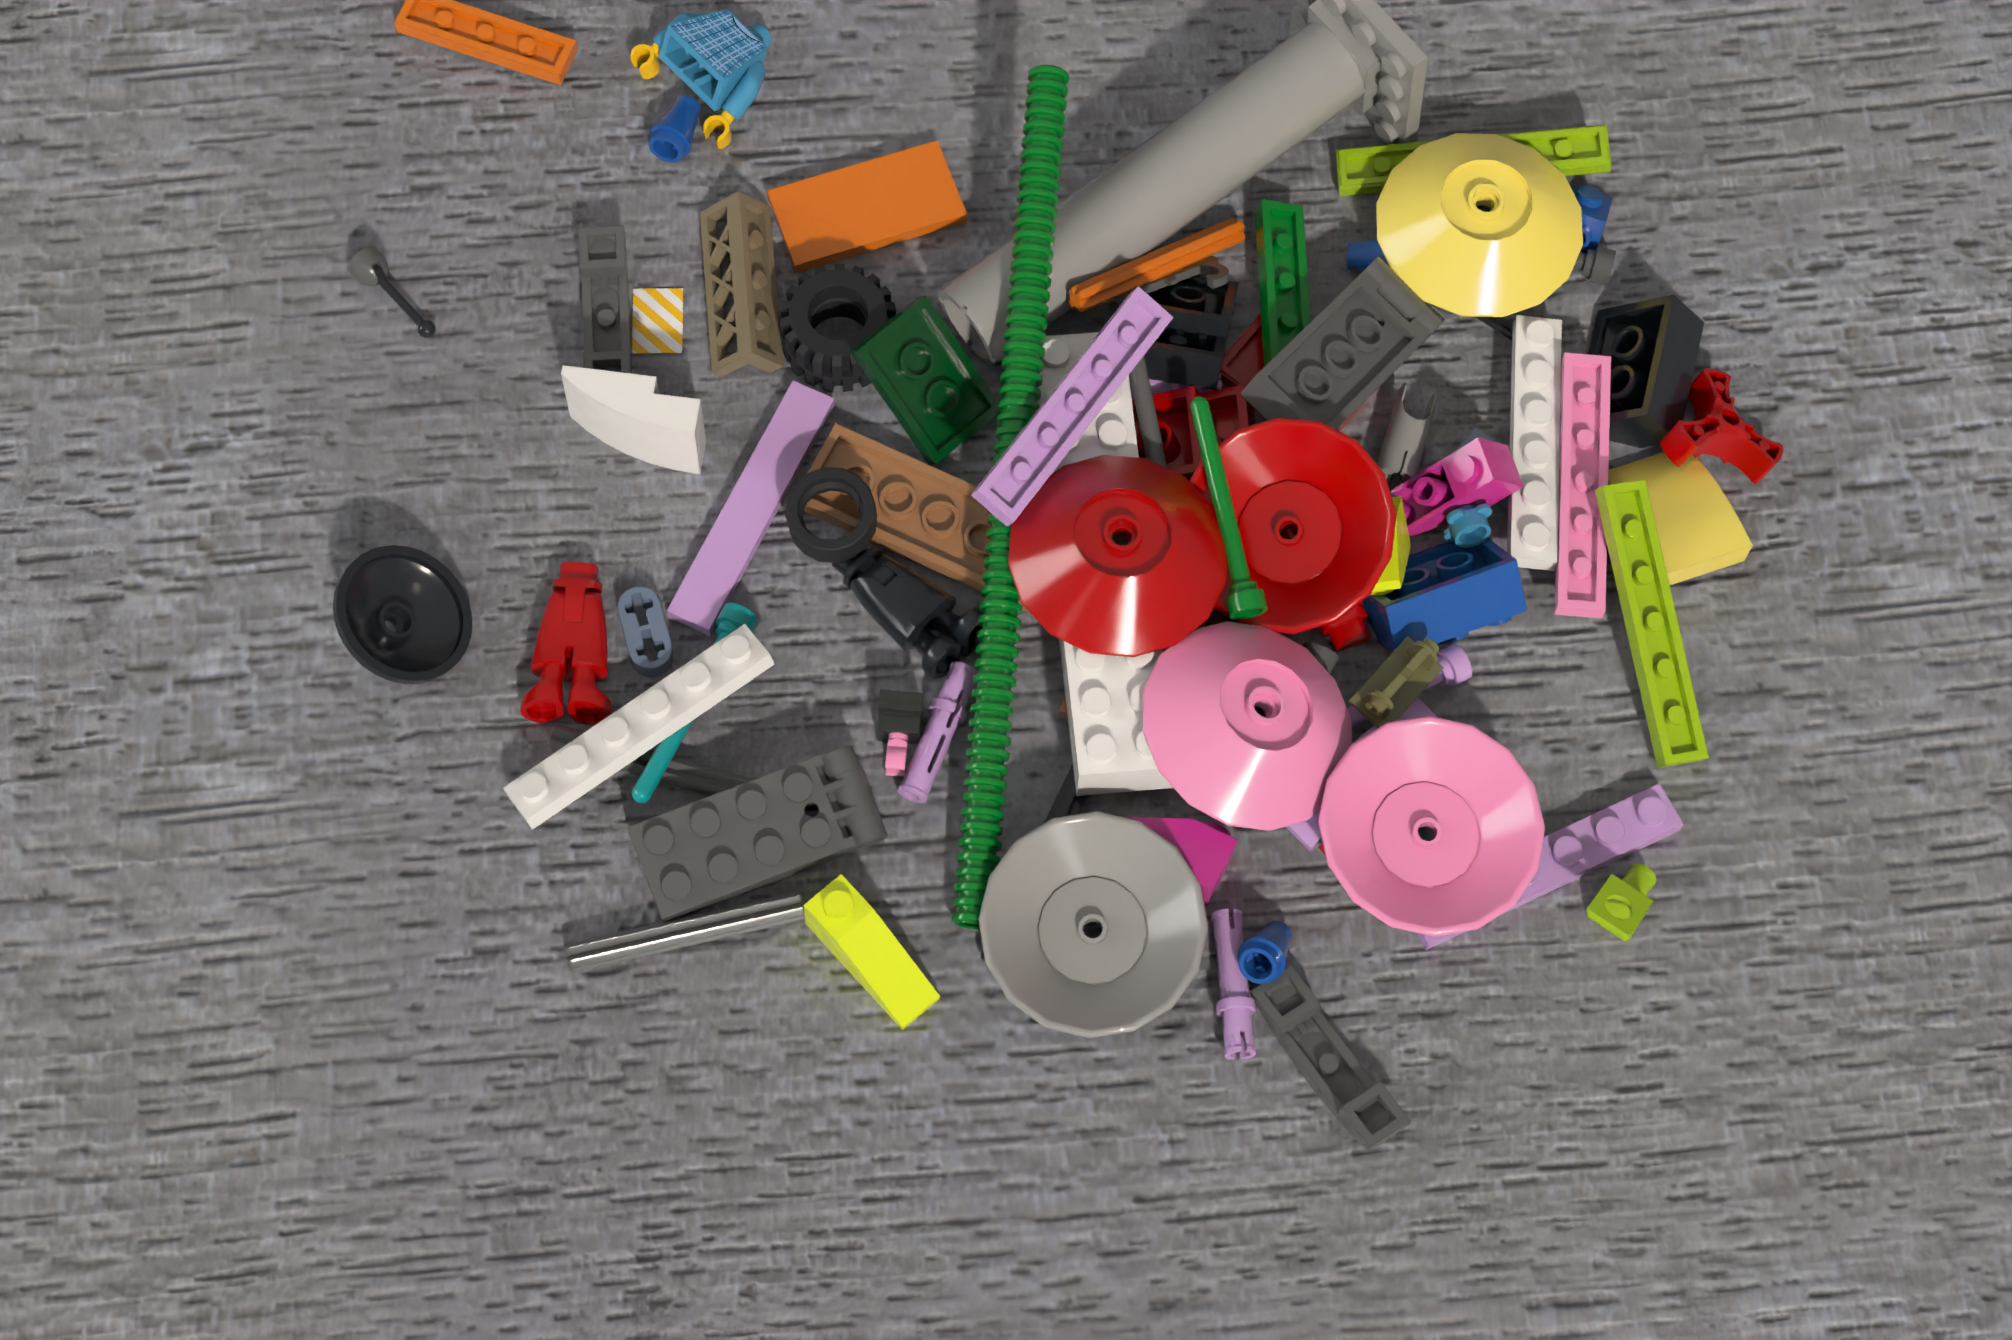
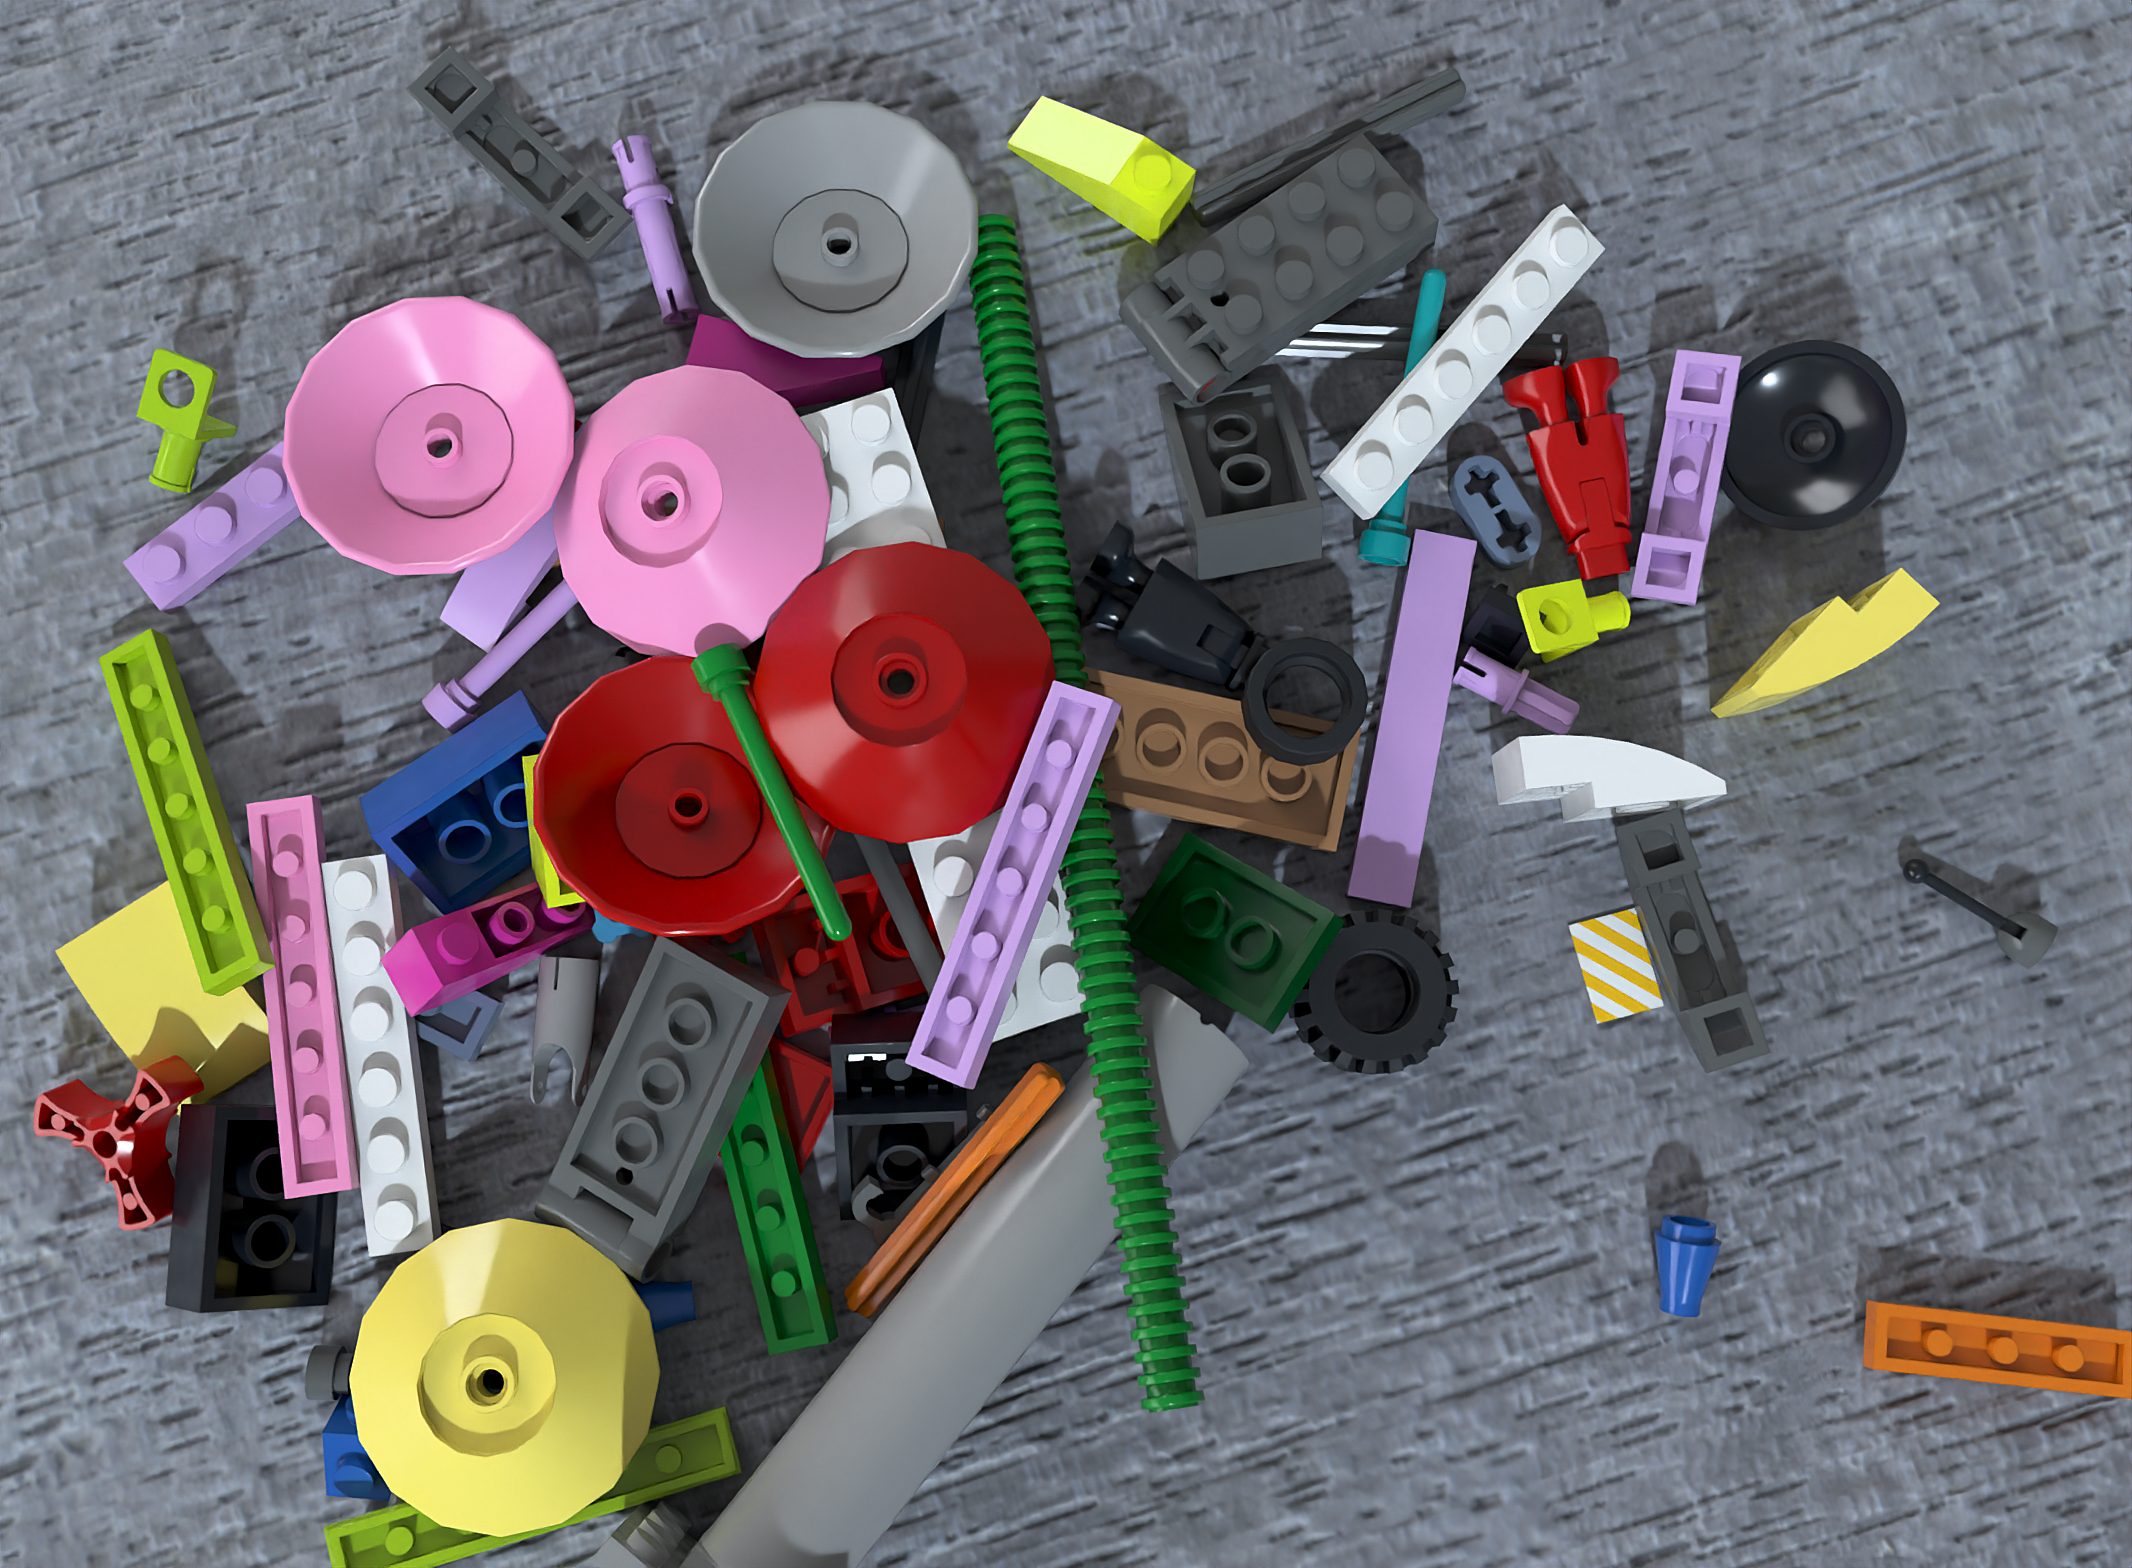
camera: 165 degrees right, 15 degrees up
(448, 464) = (1830, 643): none -> light yellow slope
(500, 610) = (1687, 477): none -> lavender slope
(622, 531) = (1570, 618): none -> neon yellow bracket
(668, 545) = (1498, 627): none -> black tile
(672, 502) = (1517, 693): none -> lavender axle
(715, 59) = (1665, 1384): dark azure torso -> none
(749, 278) = (1513, 1040): dark tan fence -> none
(828, 691) = (1242, 479): none -> dark grey slope
(866, 206) = (1384, 1211): orange tile -> none
(898, 725) = (1142, 460): pearl dark grey piece -> none
(945, 715) = (1087, 486): lavender pin -> none
(1265, 953) = (620, 262): blue cone -> none
(1398, 681) = (512, 639): olive hinge -> none
(1468, 525) = (451, 894): dark azure plate -> none

